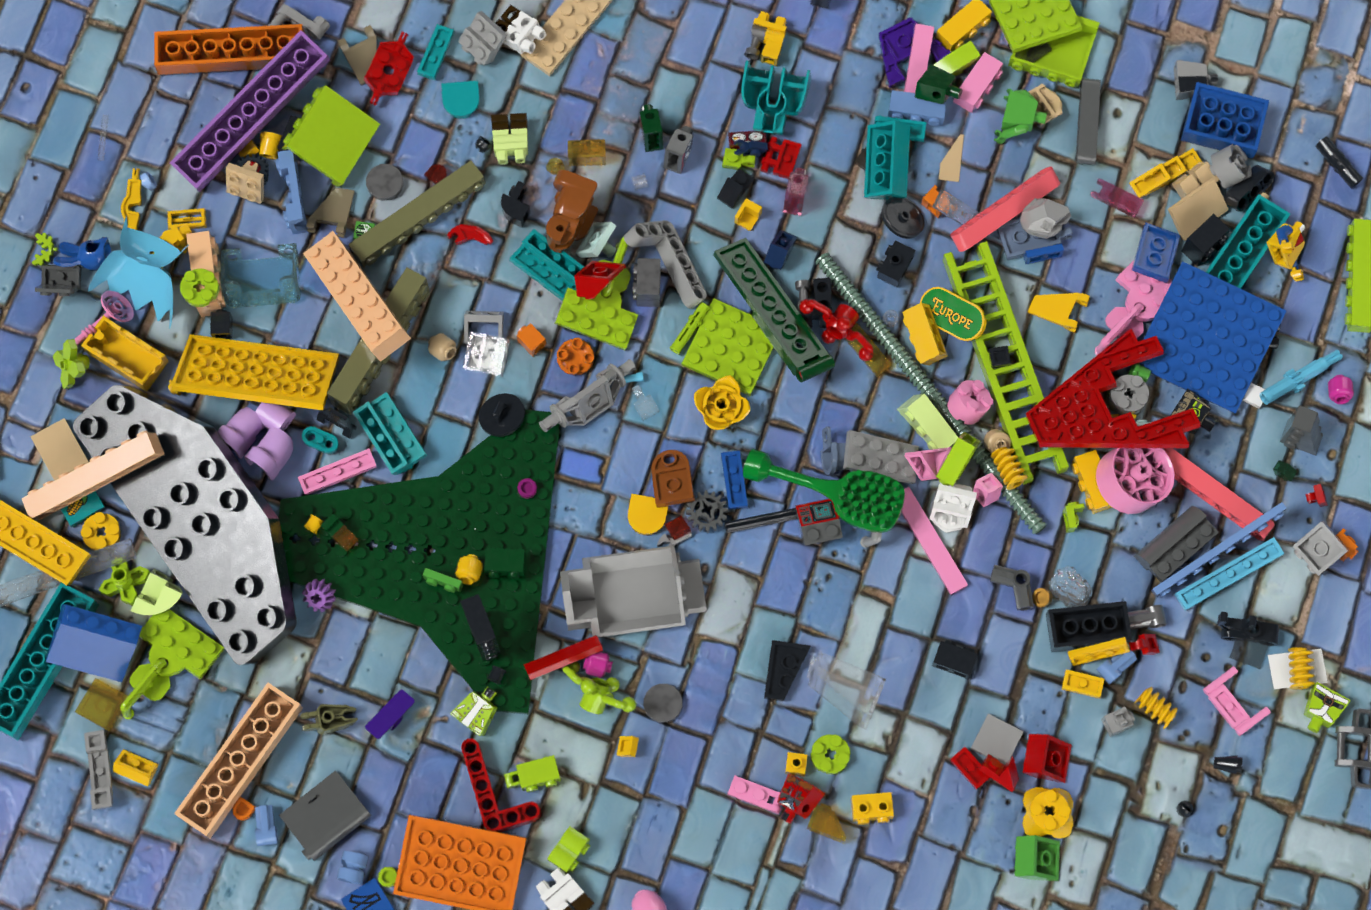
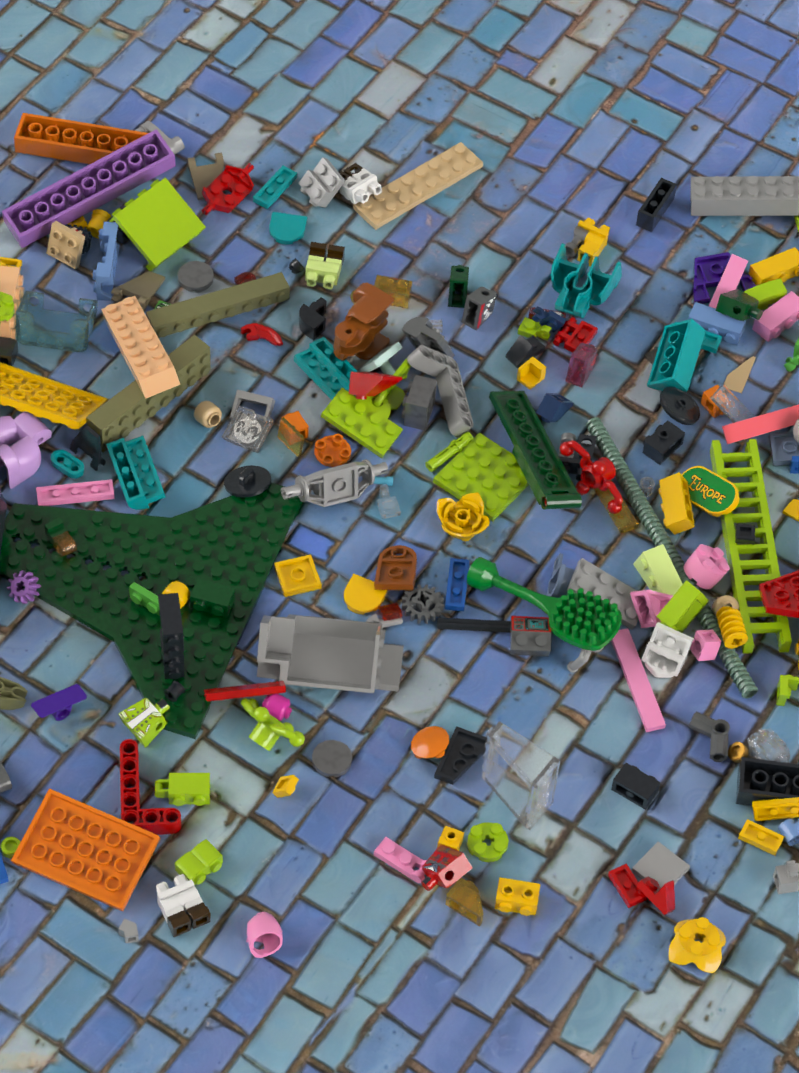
camera: 10 degrees right, 20 degrees down
(313, 524) = (37, 526): yellow axle -> none
(527, 488) = (253, 544): magenta tile -> none
(531, 356) = (291, 437): none -> clear yellow piece
(578, 508) = (297, 575): none -> yellow tile
(640, 211) = (422, 332): none -> dark grey brick
(751, 664) = (430, 742): none -> orange dish
(1037, 858) = (676, 982): bright green slope -> none
(1047, 758) = (708, 893): red slope -> none

